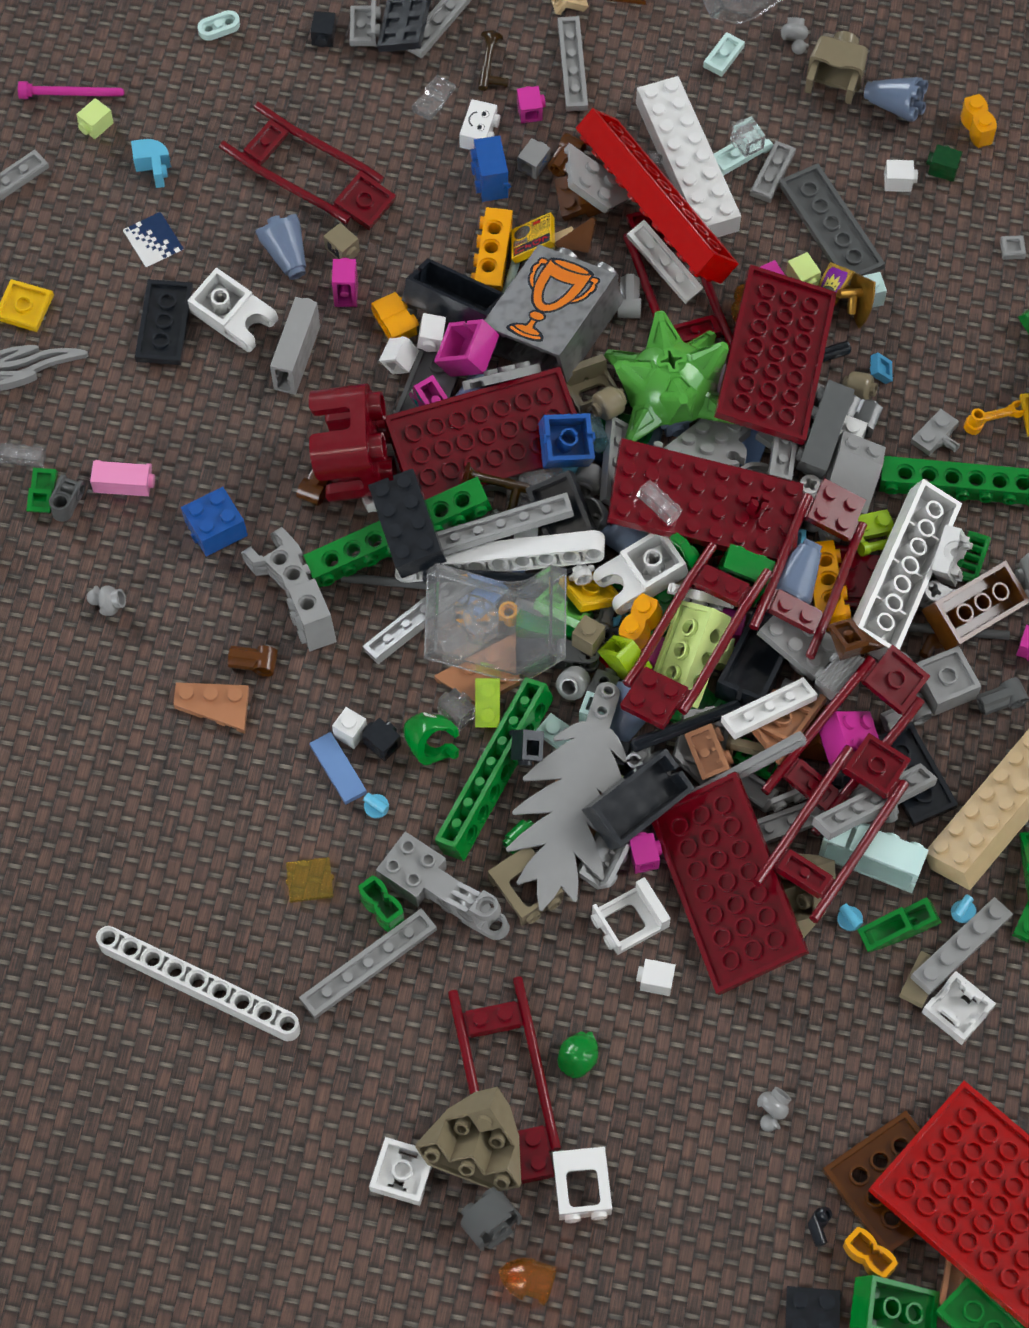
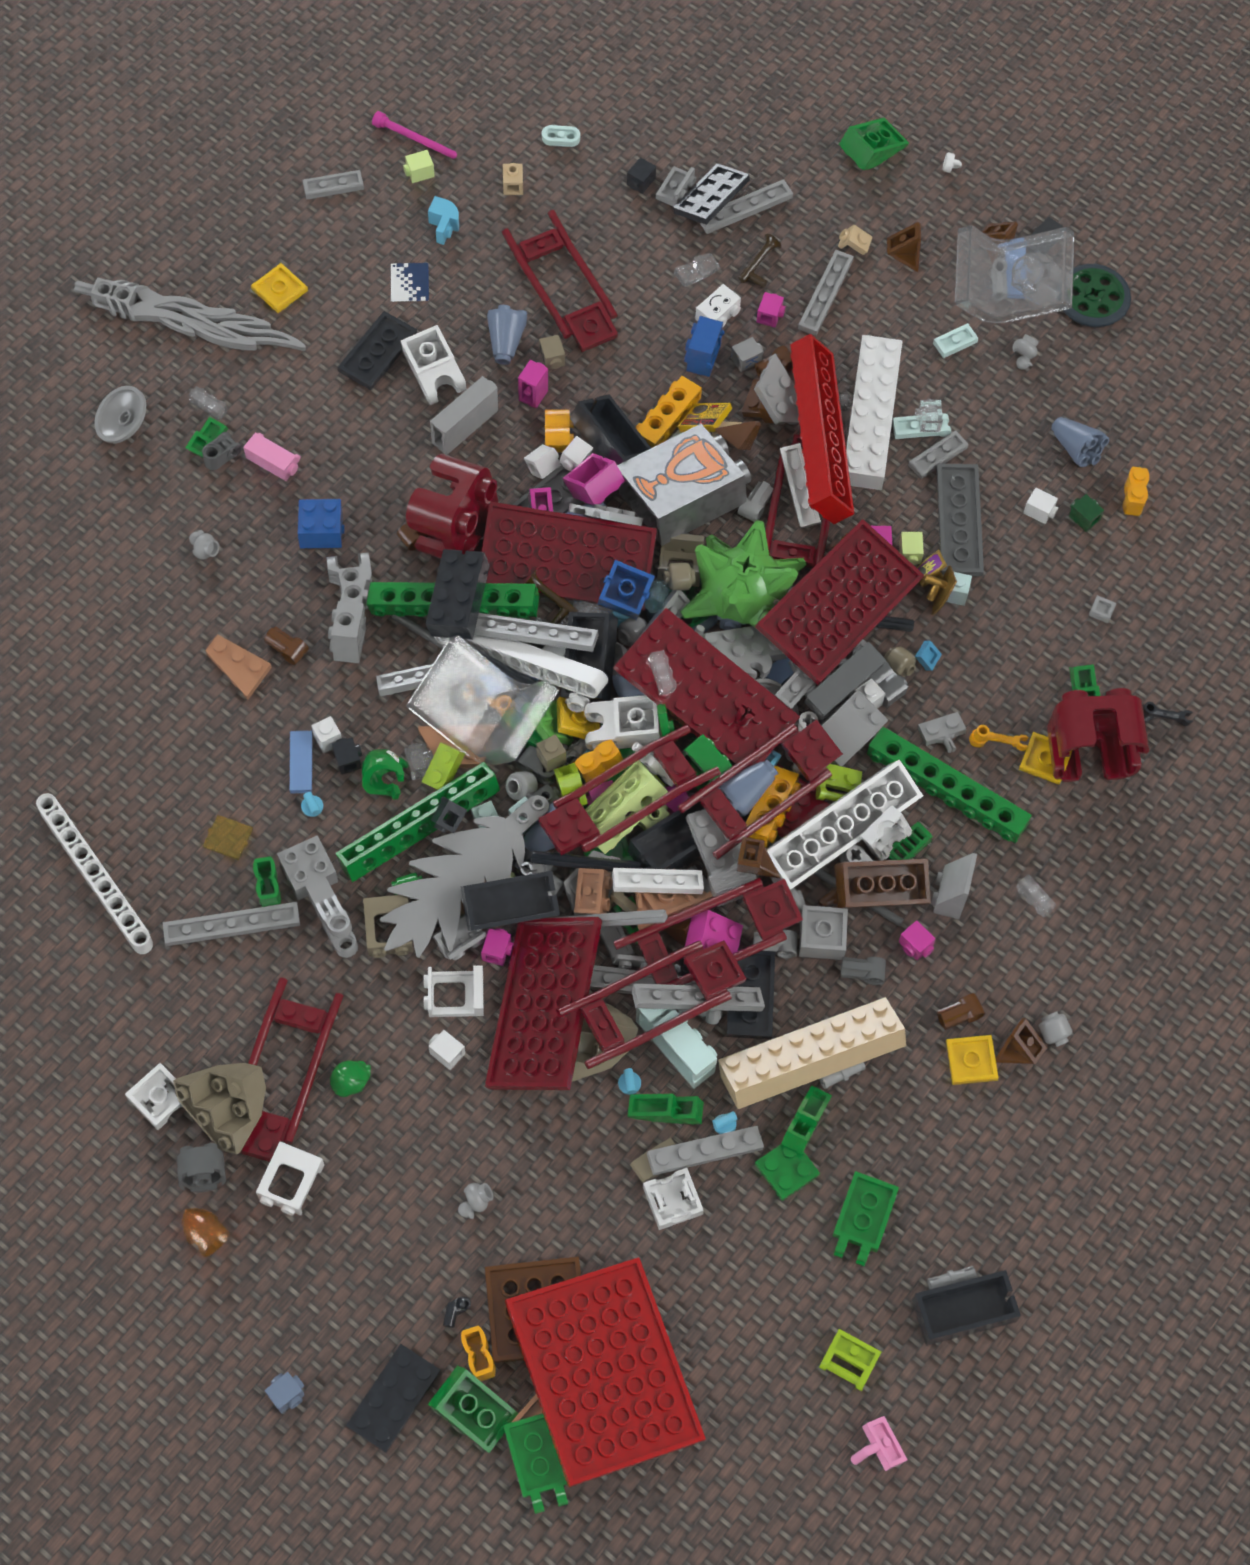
camera: 25 degrees right, 0 degrees up
(197, 89) = (513, 179): none -> tan brick
(837, 63) = (1043, 389): dark tan piece -> none

